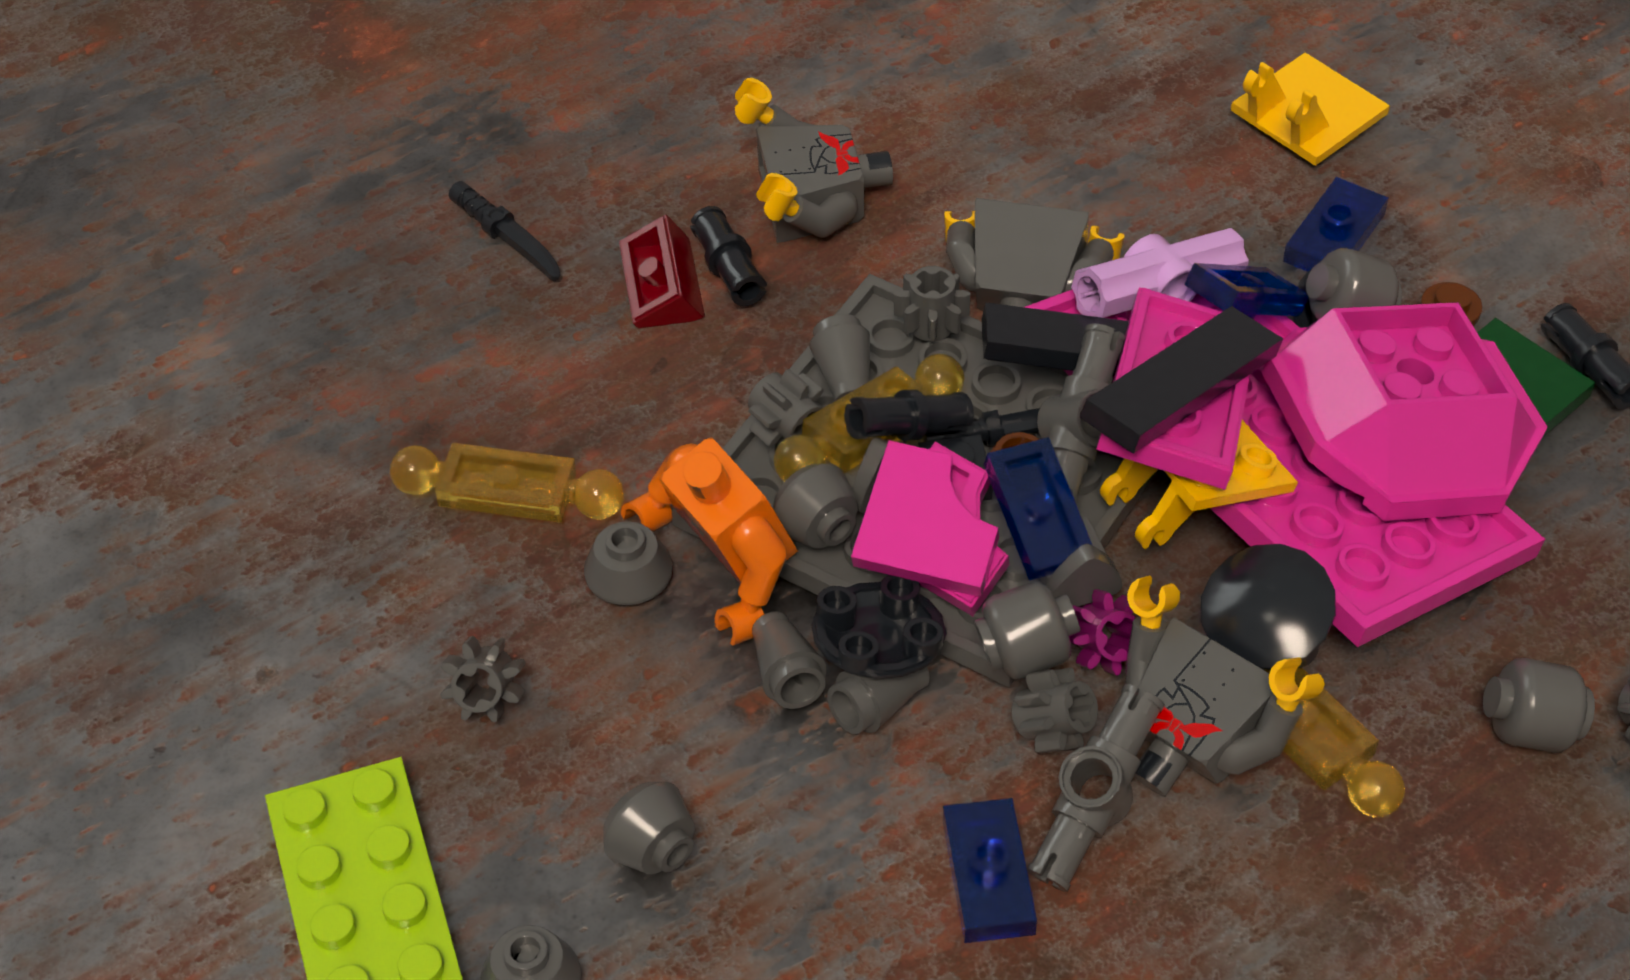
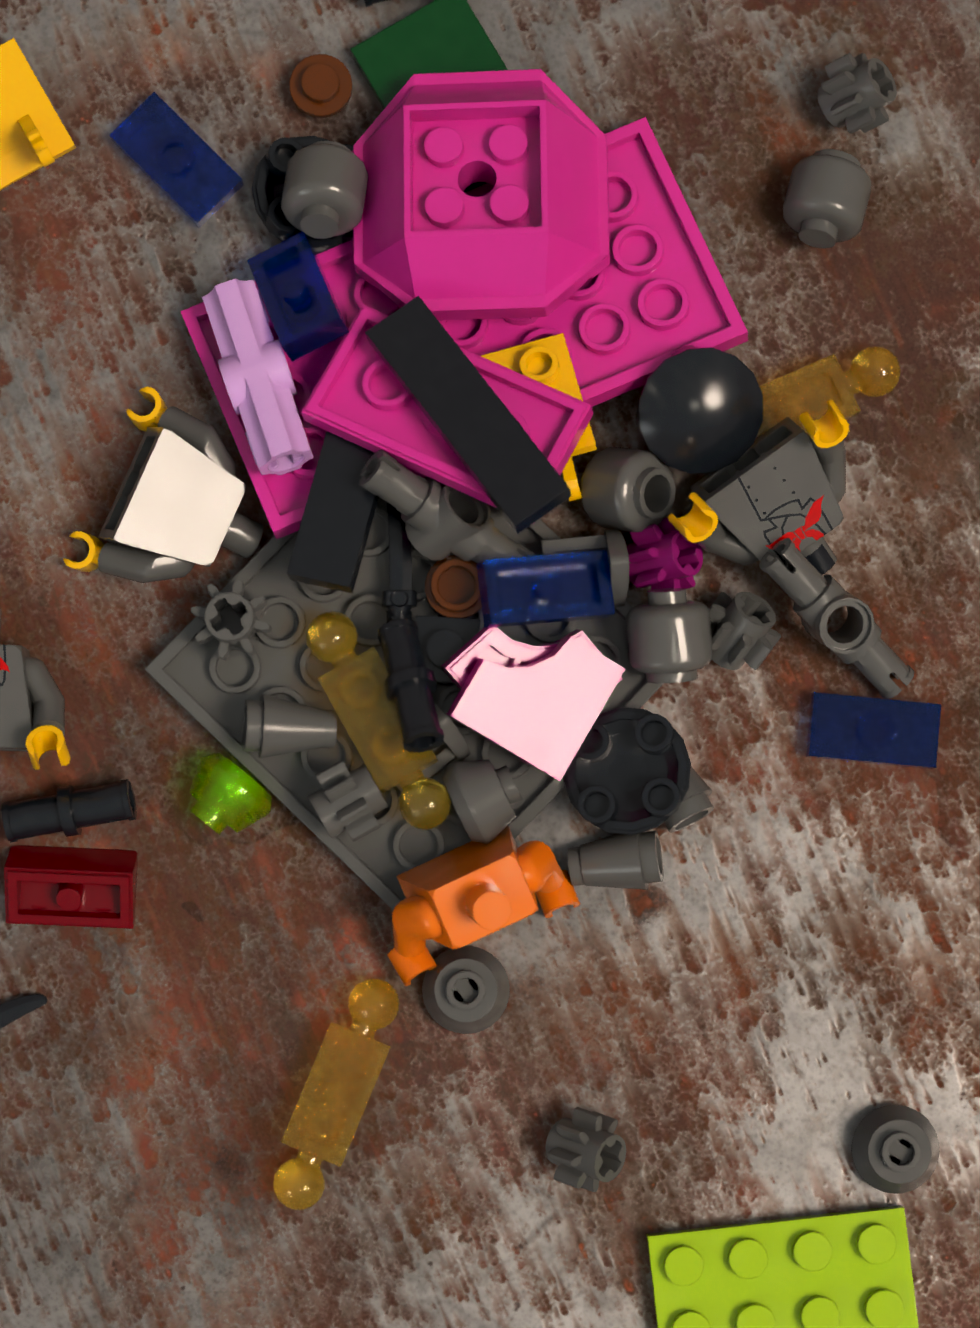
camera: 80 degrees left, 35 degrees up
(650, 829) = (785, 1020): dark grey cone -> none
(769, 345) = (227, 795): none -> clear neon green cone
(1168, 564) = (627, 489): none -> dark grey head

